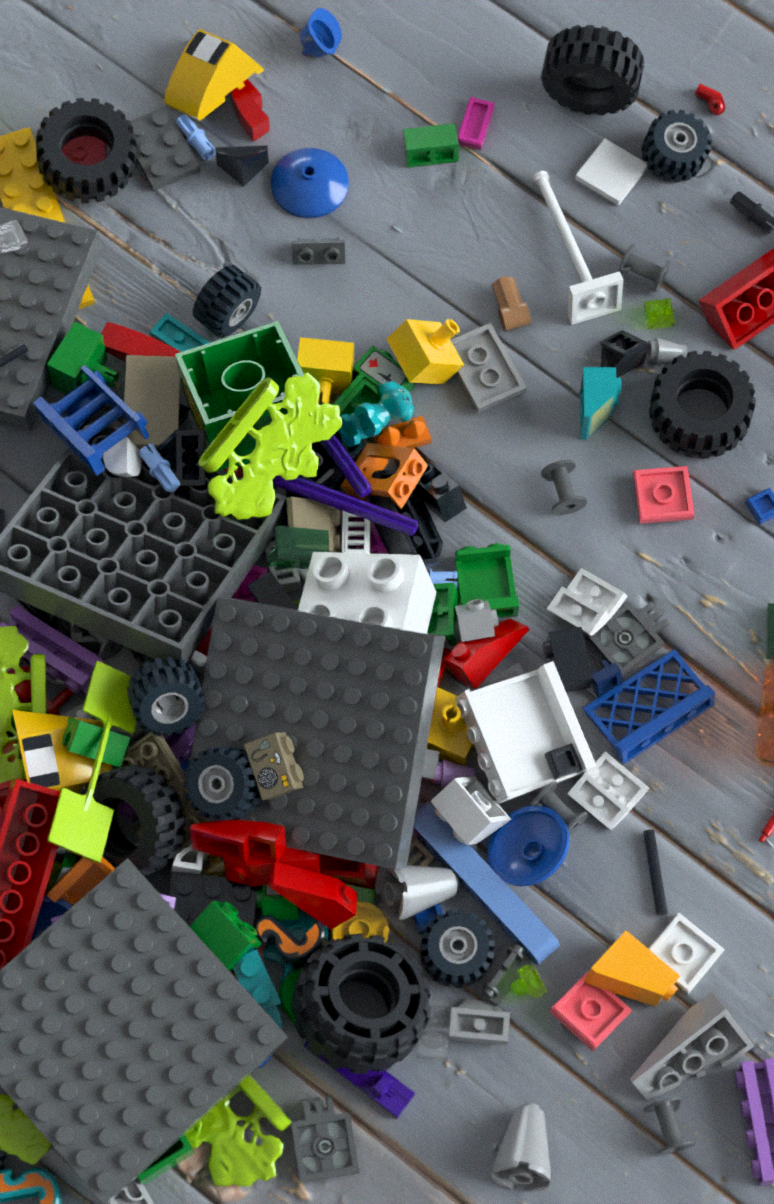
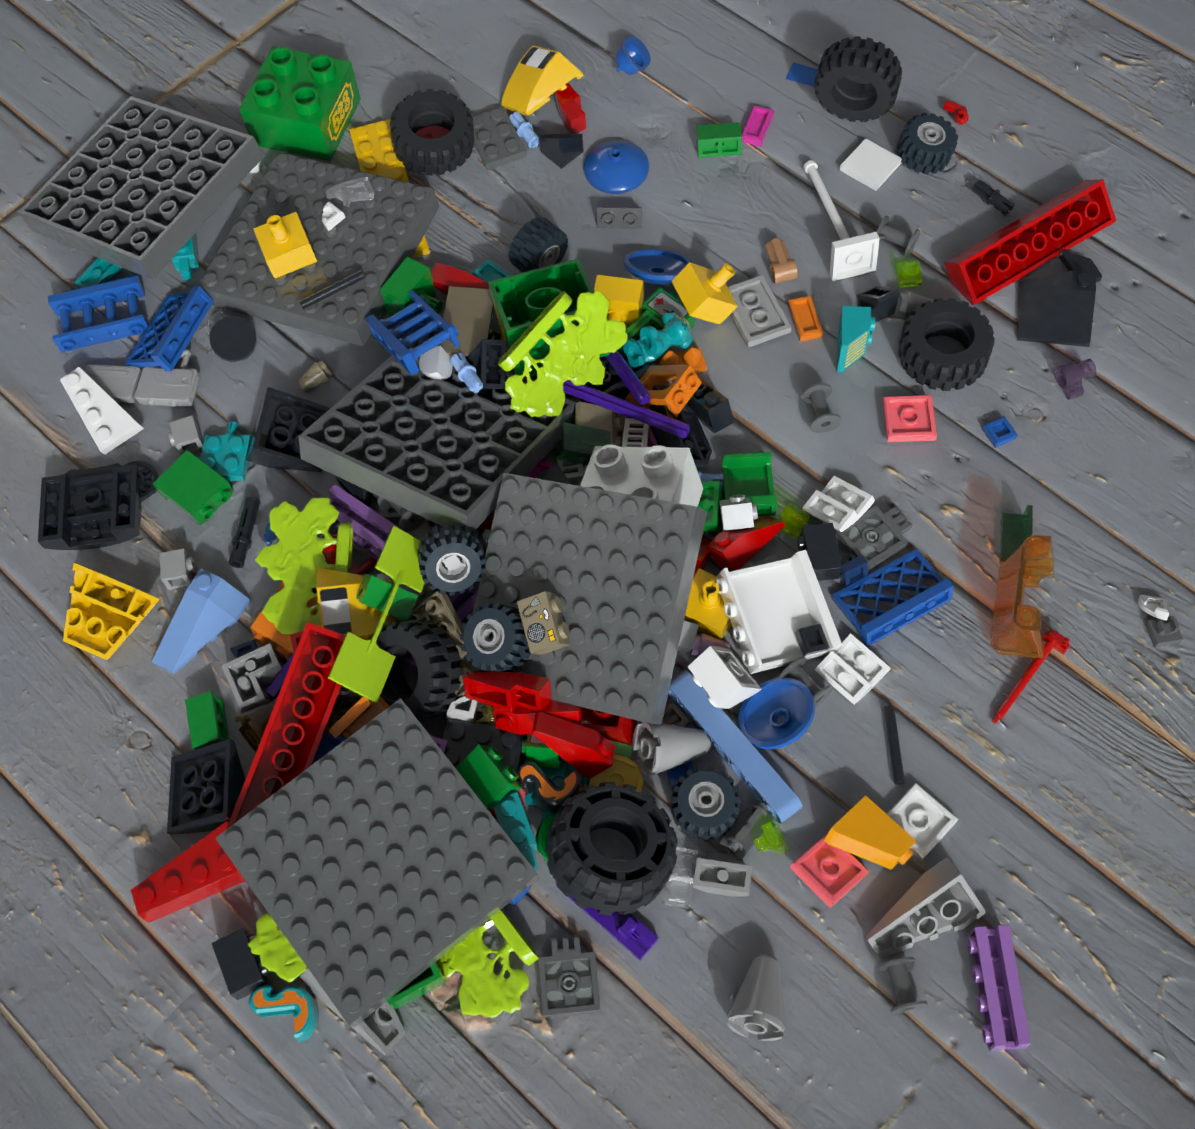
camera: 10 degrees right, 5 degrees down
(367, 315) = (655, 265): none -> blue dish
(528, 50) = (802, 74): none -> blue sticker
(538, 622) = (794, 519): none -> clear neon green tile
(542, 374) = (805, 318): none -> orange tile

